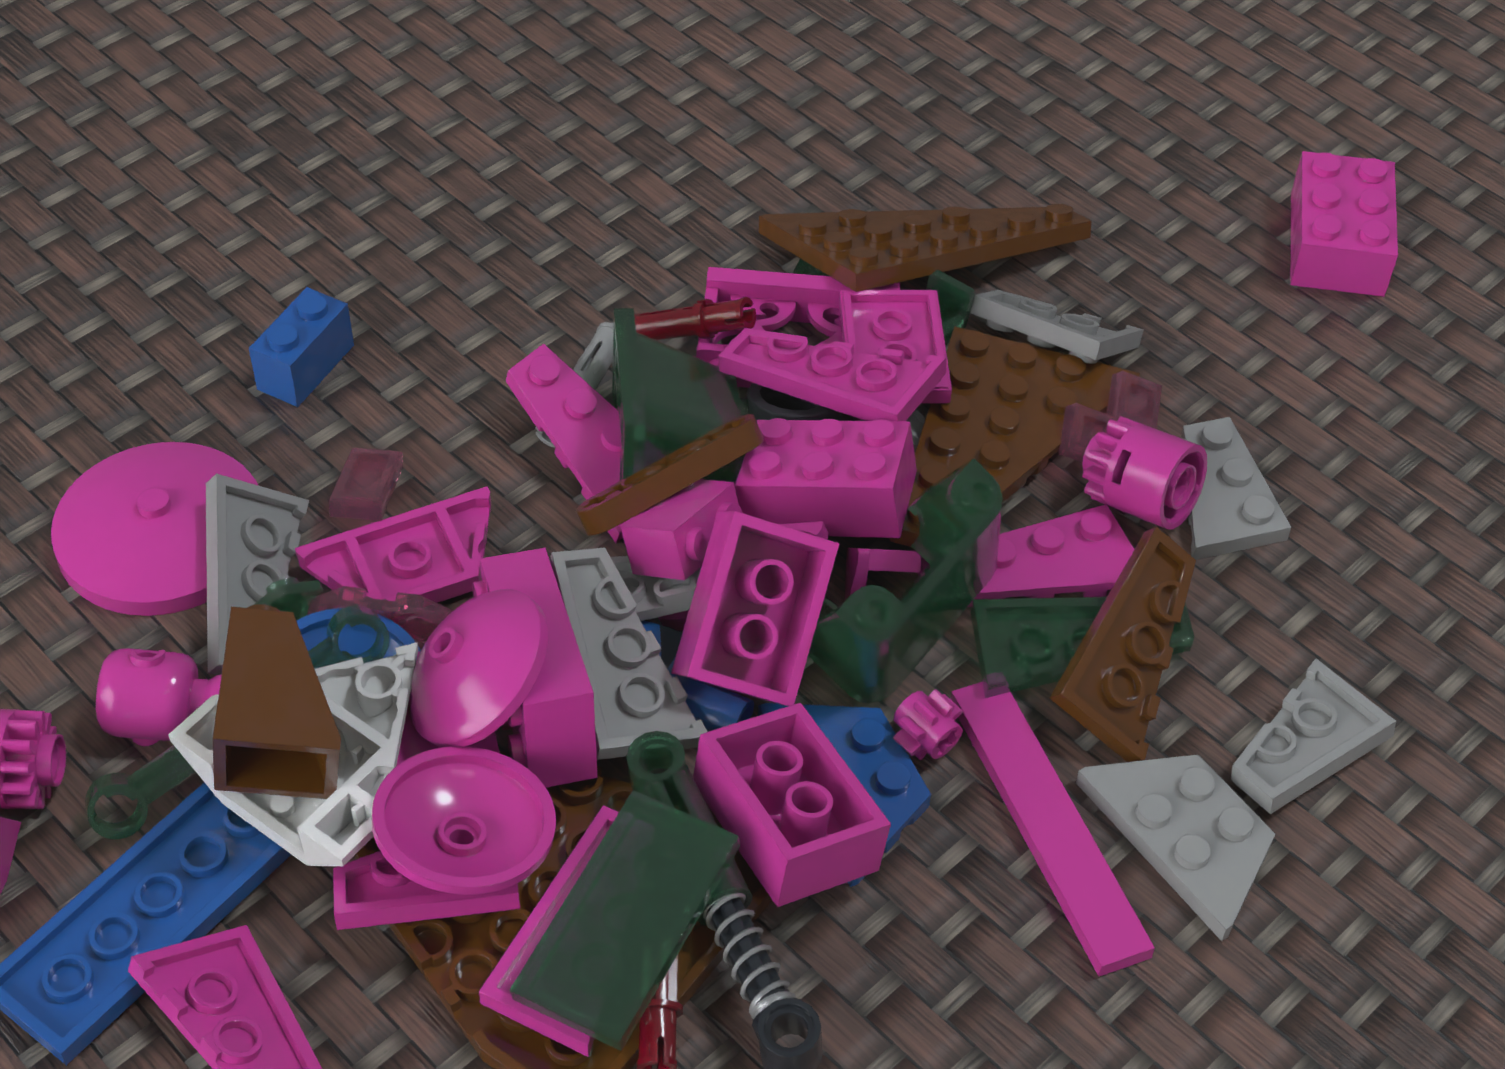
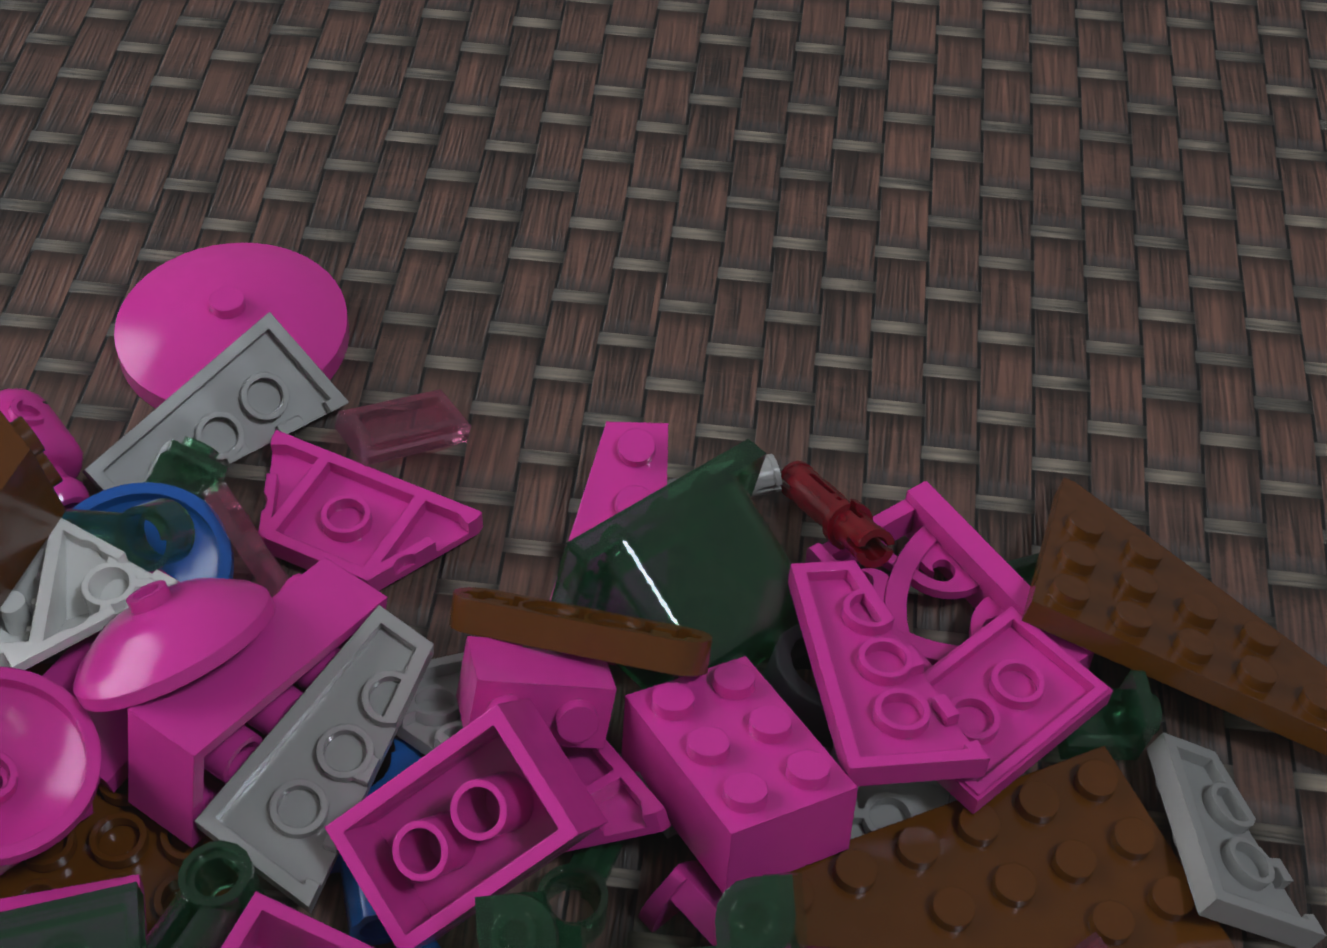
camera: 50 degrees right, 0 degrees up
(301, 346) = (513, 272): blue brick -> none

